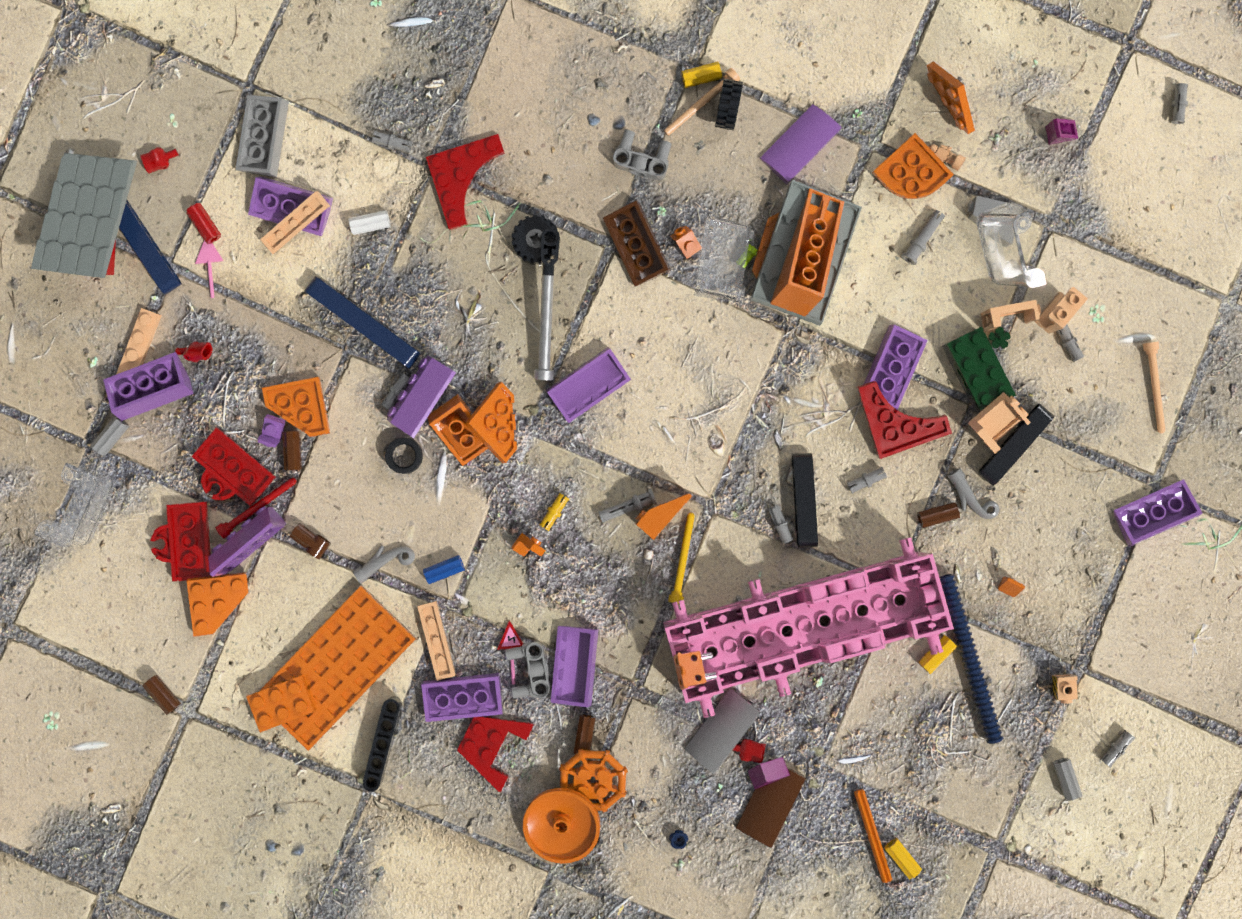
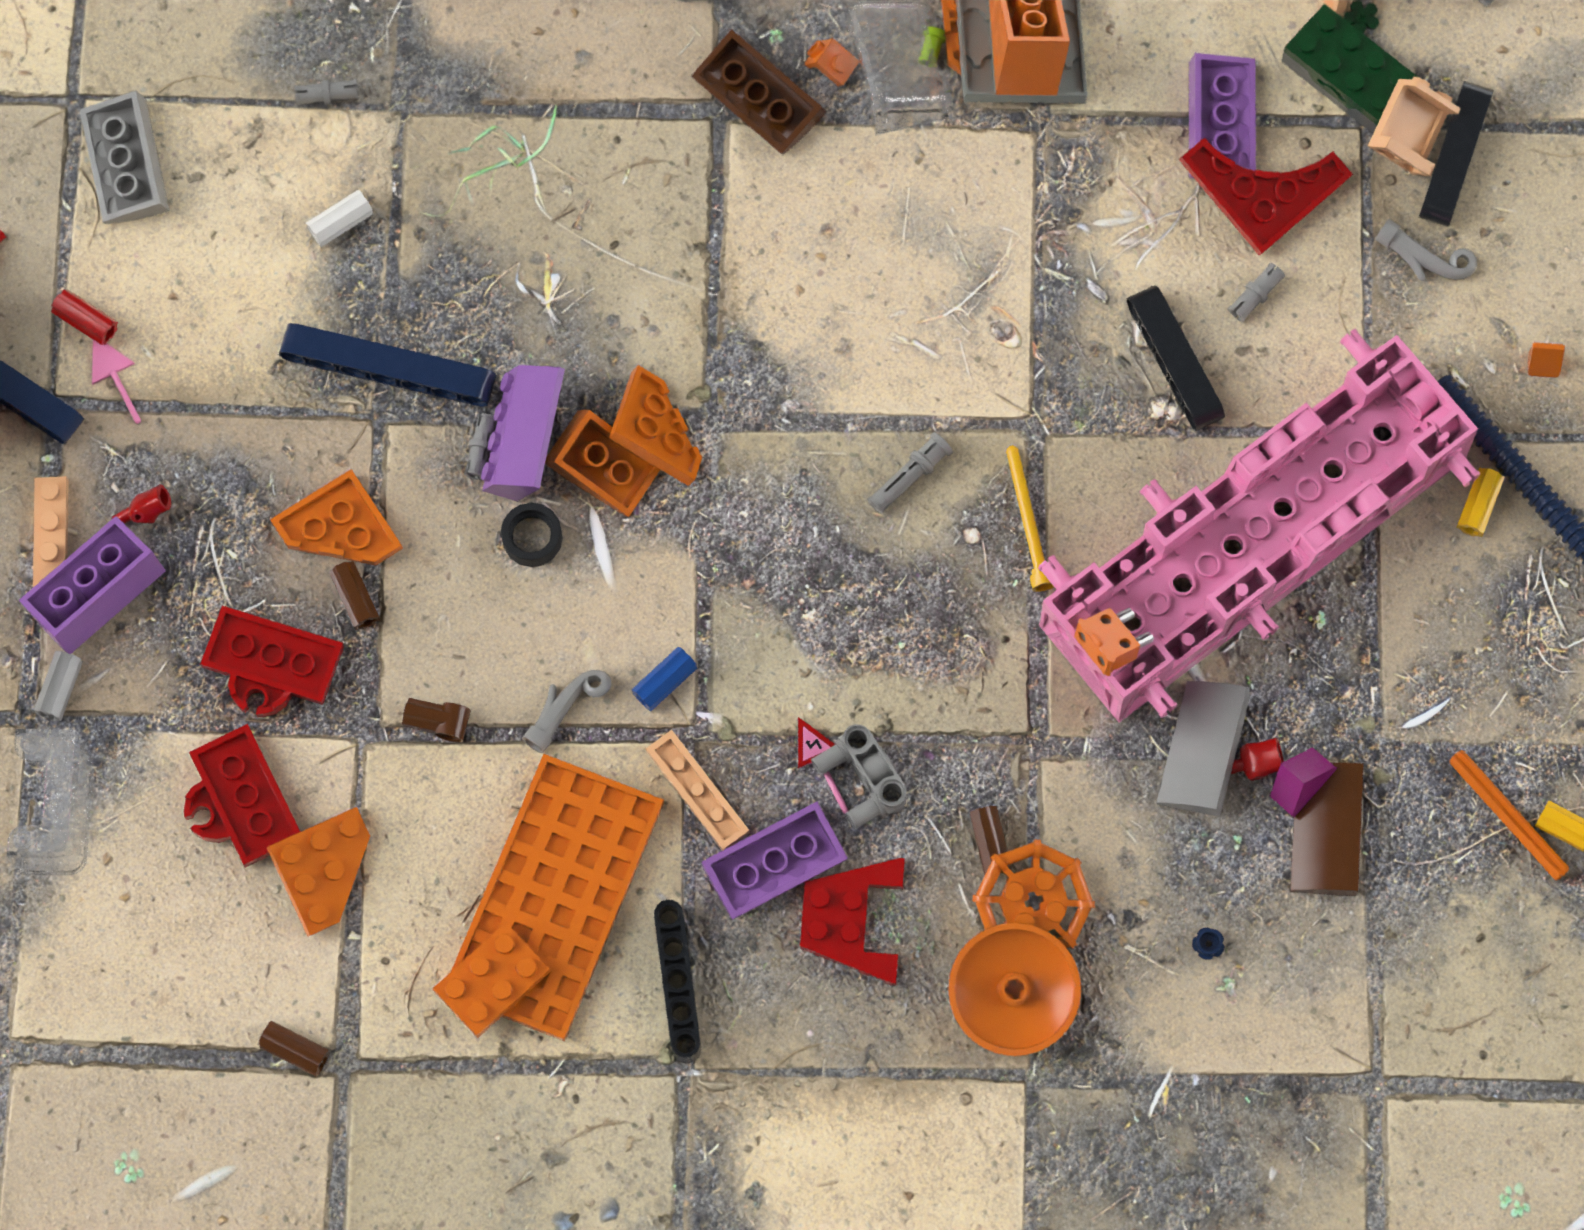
camera: 15 degrees left, 15 degrees down
(226, 528) = (296, 753): red piece -> none
(245, 542) = (338, 753): medium lavender slope -> none
(271, 431) = (311, 577): medium lavender bracket -> none
(276, 200) = (207, 242): medium lavender slope -> none
(295, 222) = (226, 258): light nougat plate -> none
(455, 170) = (439, 99): red plate -> none
(525, 245) = (606, 159): black wheel -> none
(525, 543) = (778, 585): orange bracket -> none
(543, 371) = (695, 328): flat silver piece -> none
(554, 511) = (799, 526): yellow pin -> none
(574, 666) = (929, 743): medium lavender slope -> none
(588, 384) = (772, 321): medium lavender slope -> none
(656, 518) = (962, 461): orange slope -> none
(780, 524) = (1155, 408): light grey axle -> none
(938, 515) = (1387, 299): reddish brown axle -> none

